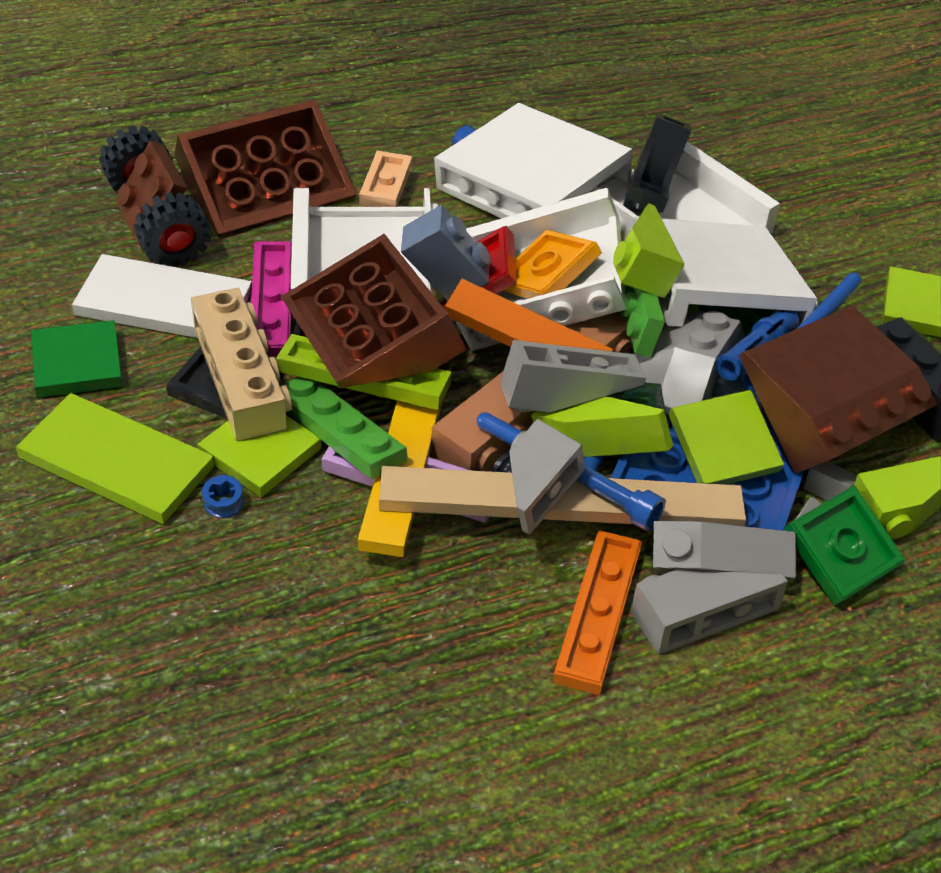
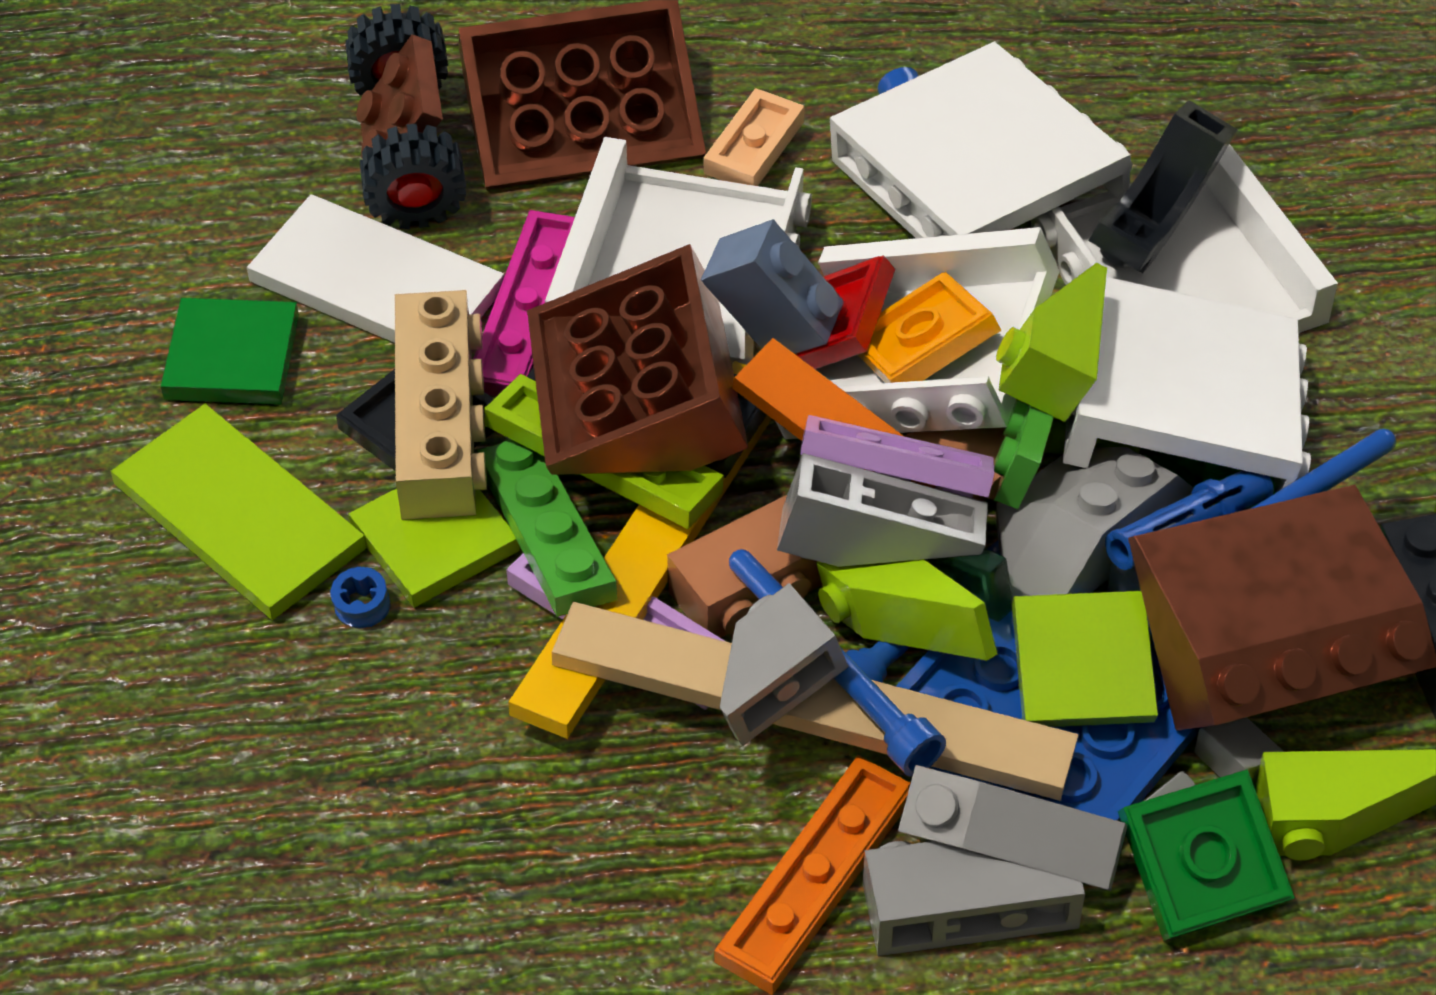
camera: 20 degrees right, 5 degrees up
(570, 335) = (899, 456): none -> lavender plate

